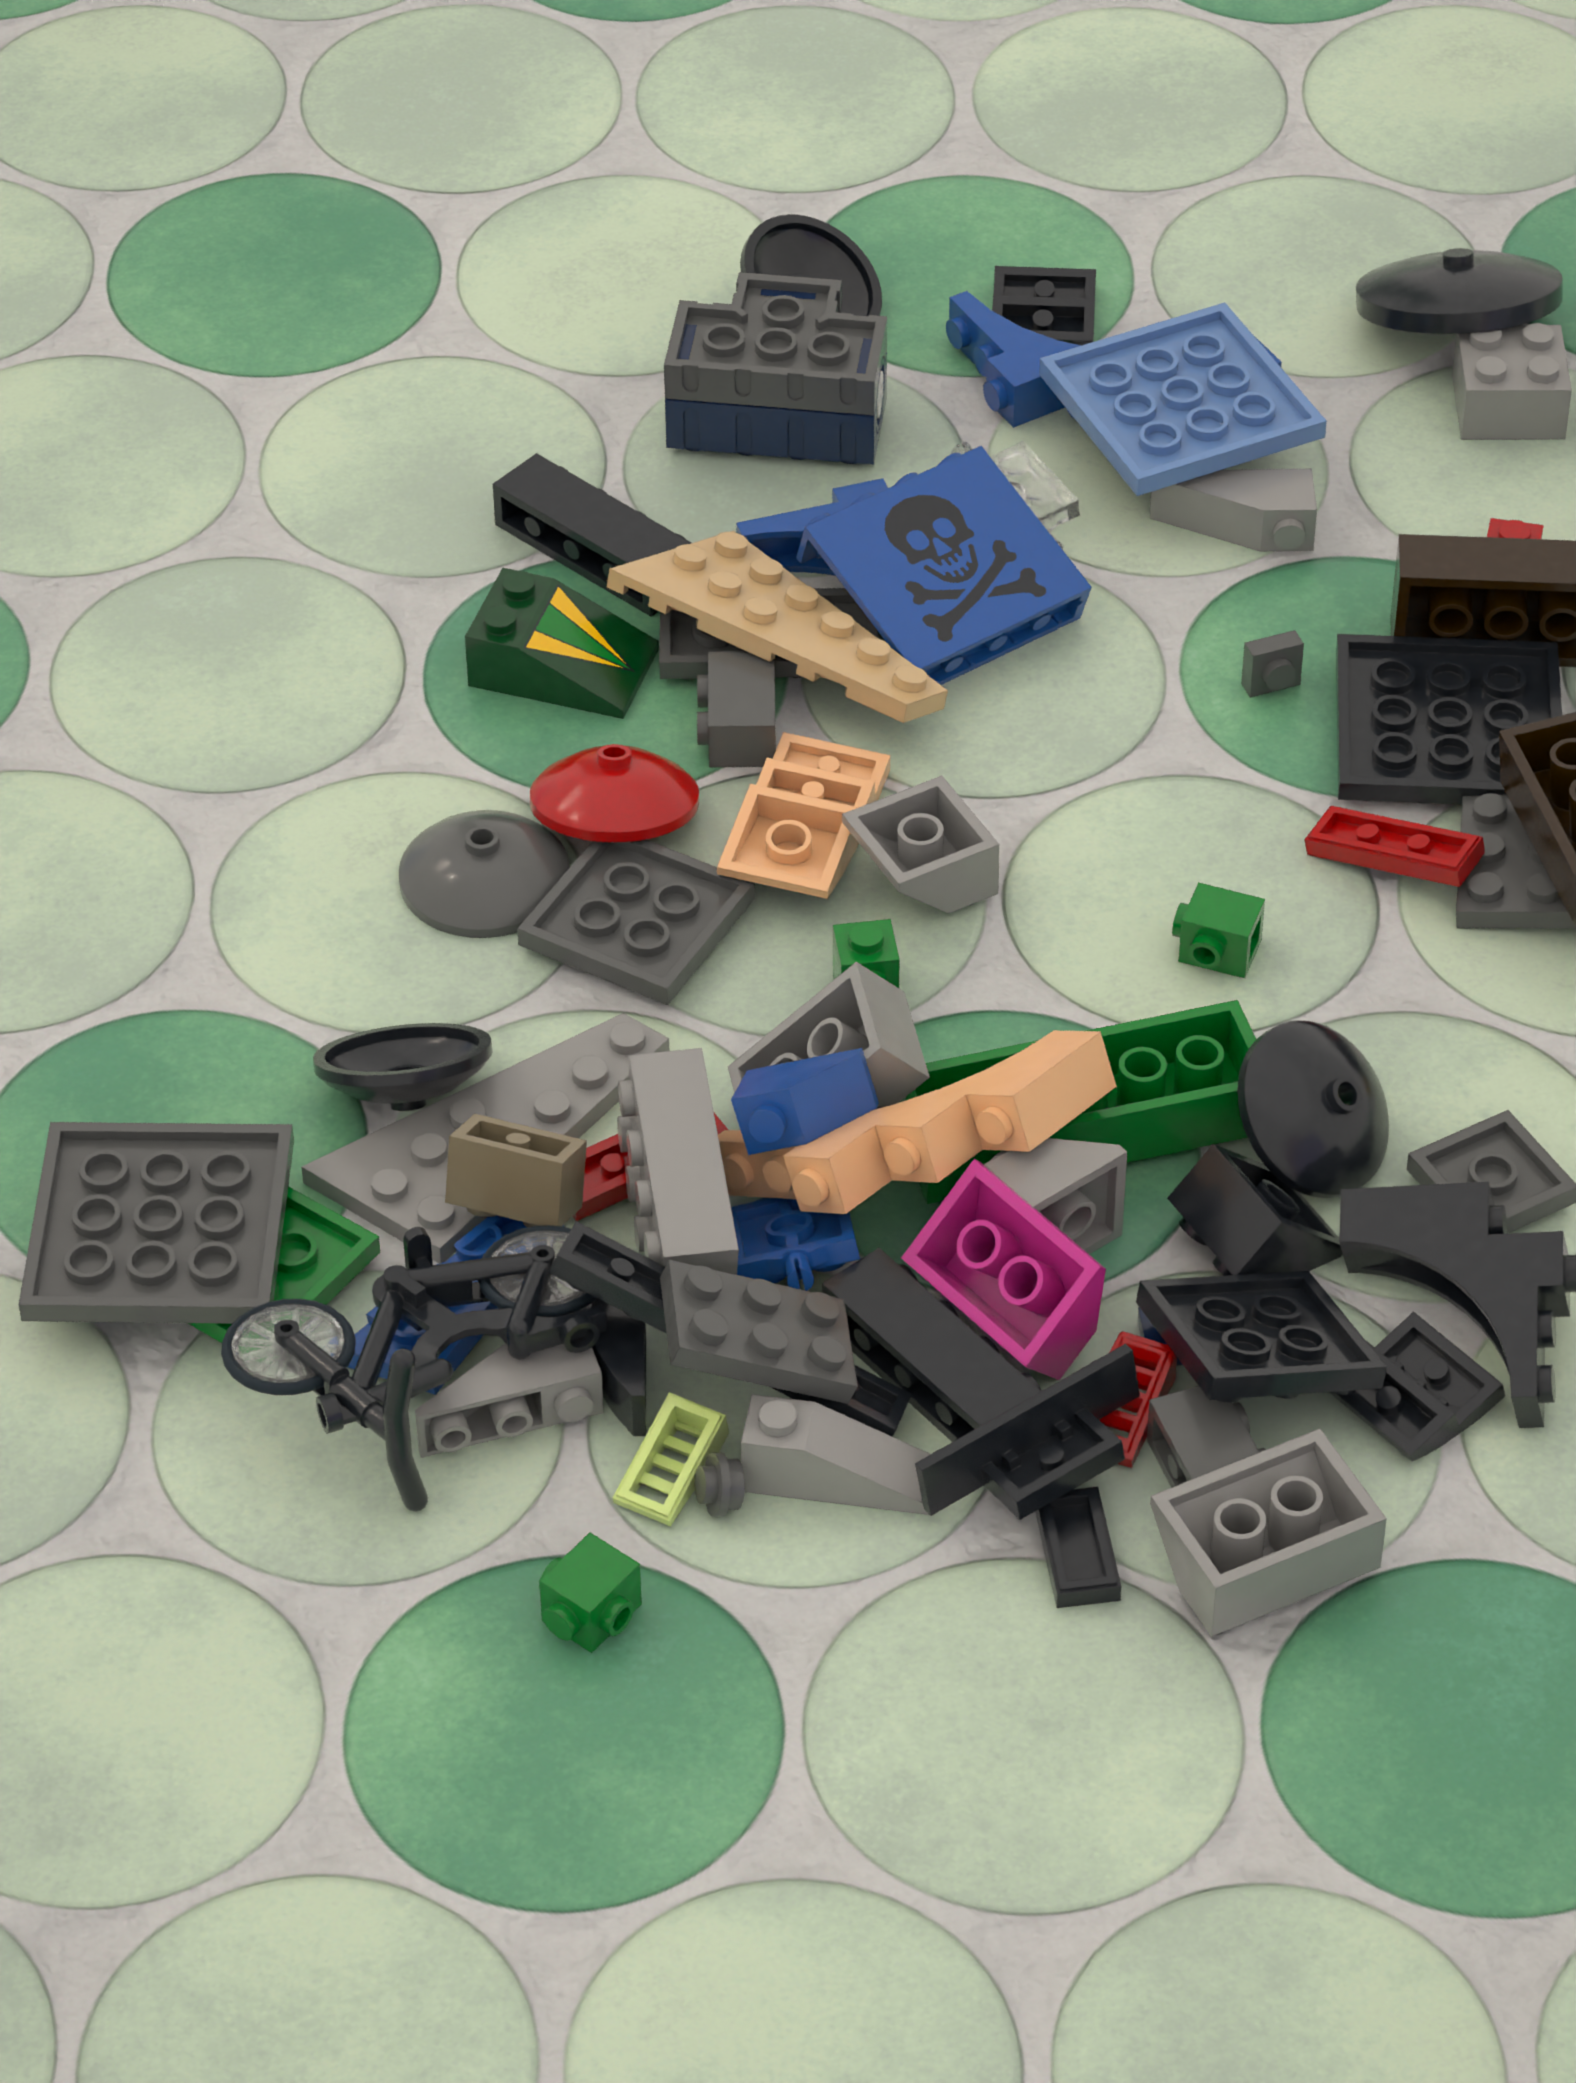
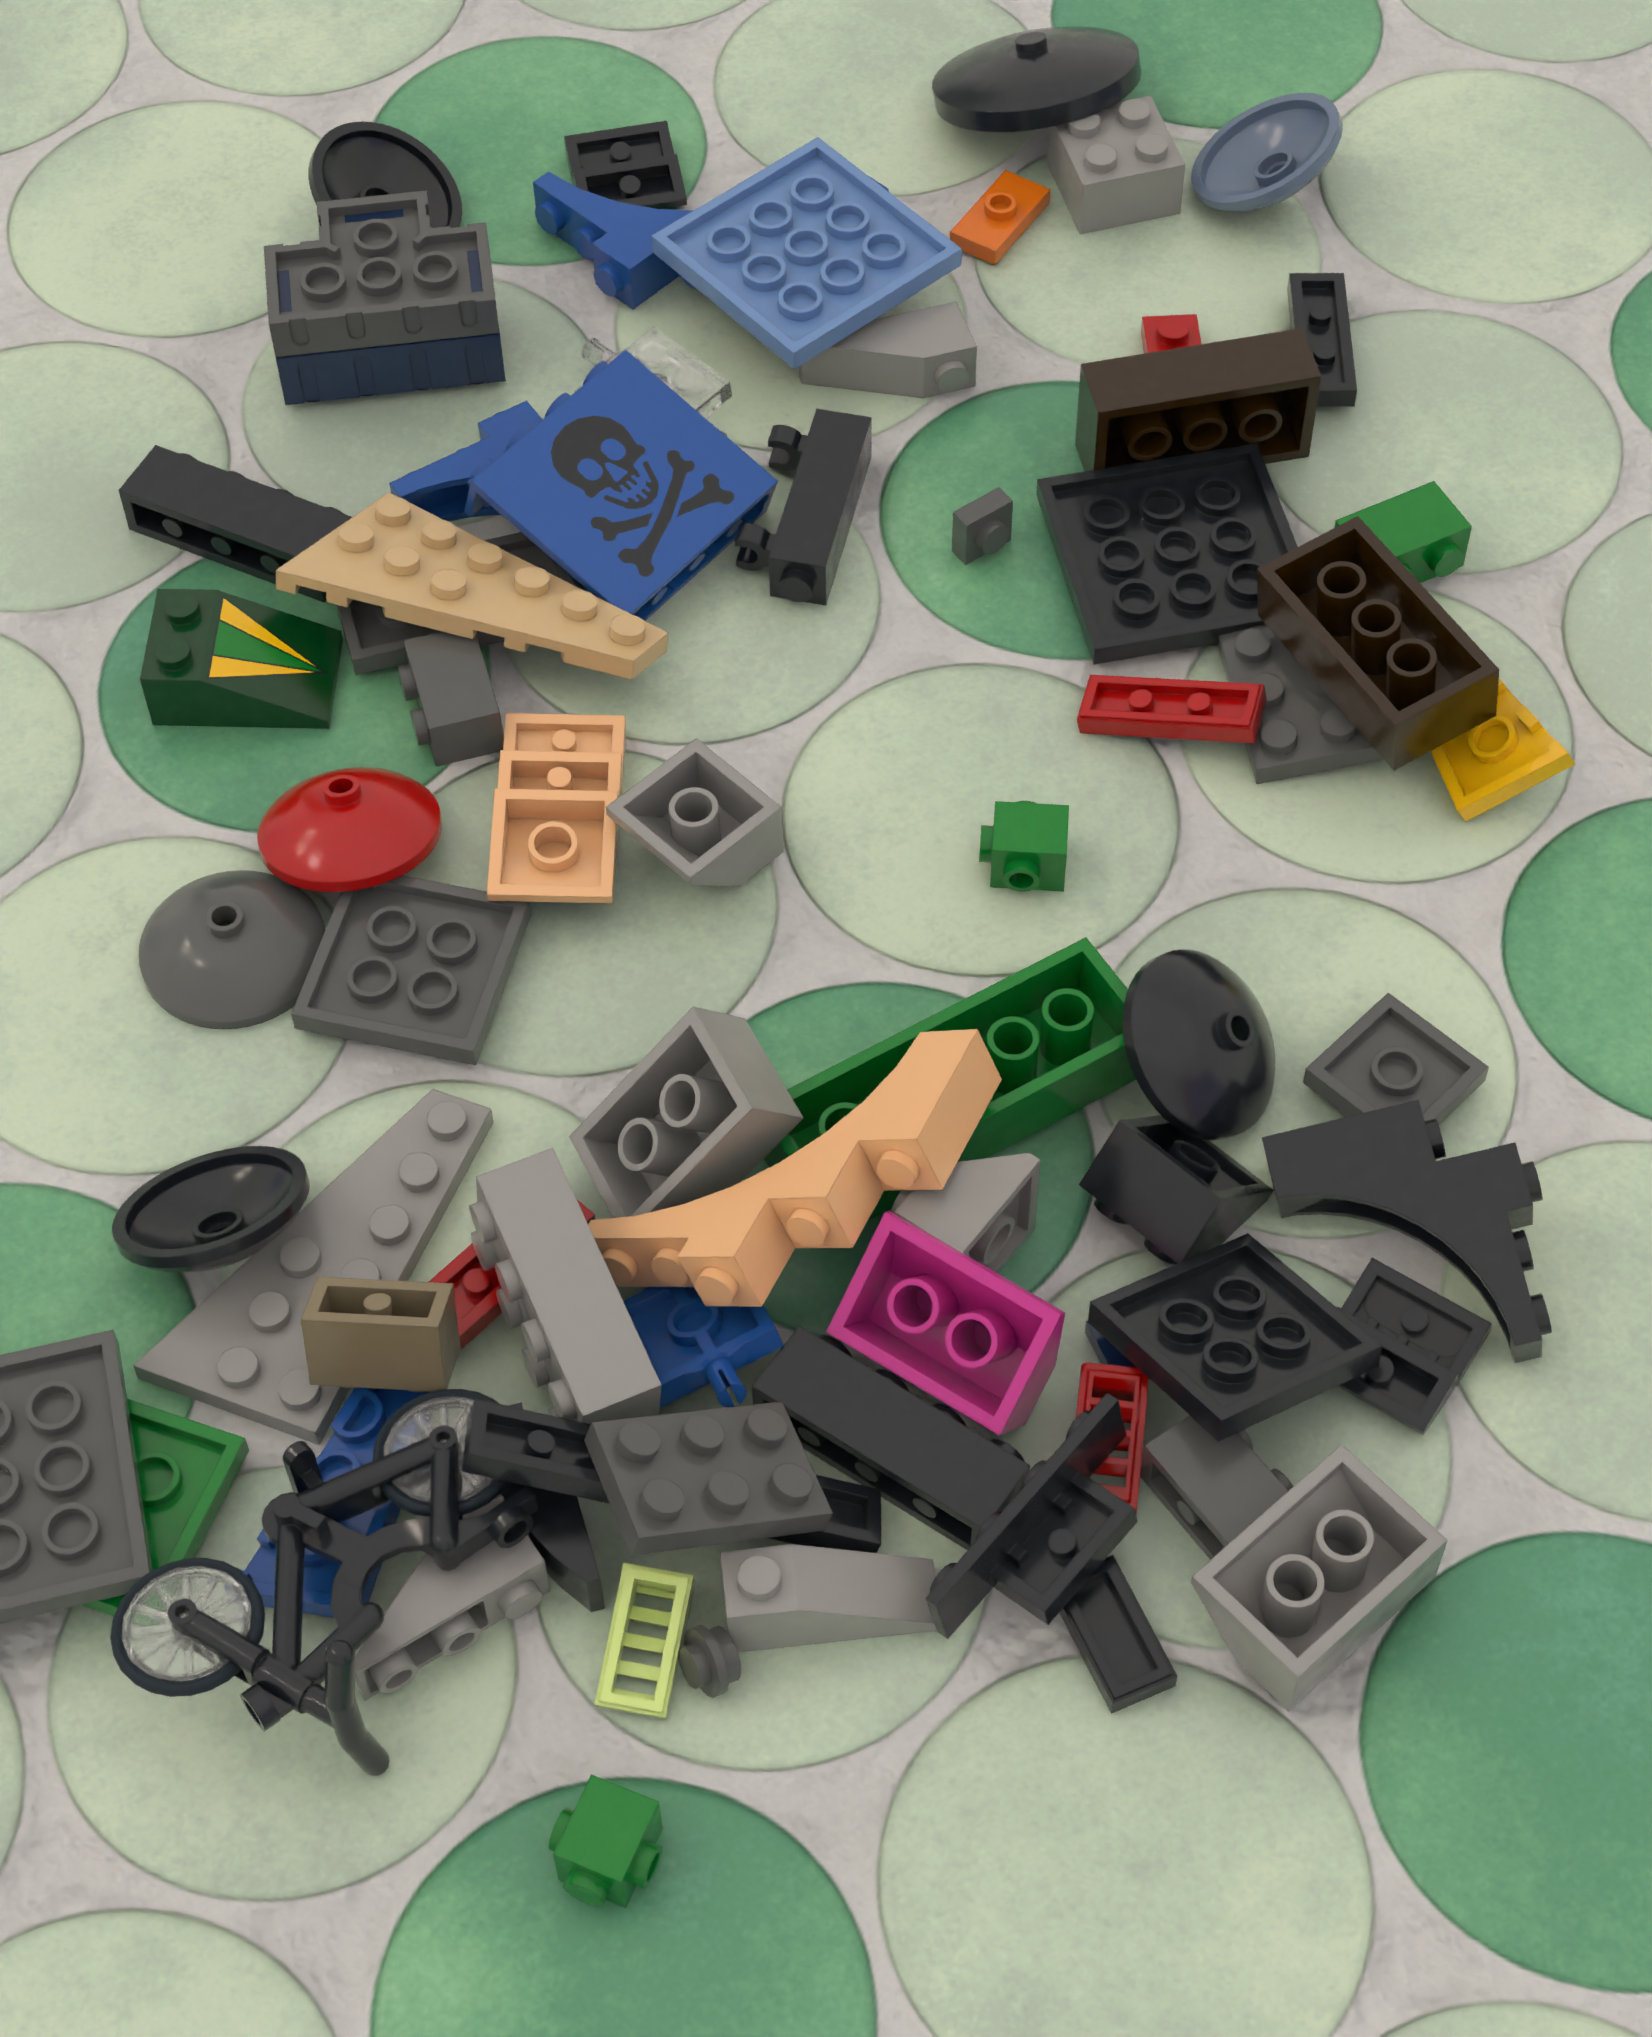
camera: 15 degrees left, 10 degrees up
(802, 1099) = (677, 1183): blue slope -> none
(868, 944) = (675, 973): green brick -> none
(1125, 621) = (818, 507): none -> black brick
(1386, 410) = (1000, 217): none -> orange plate

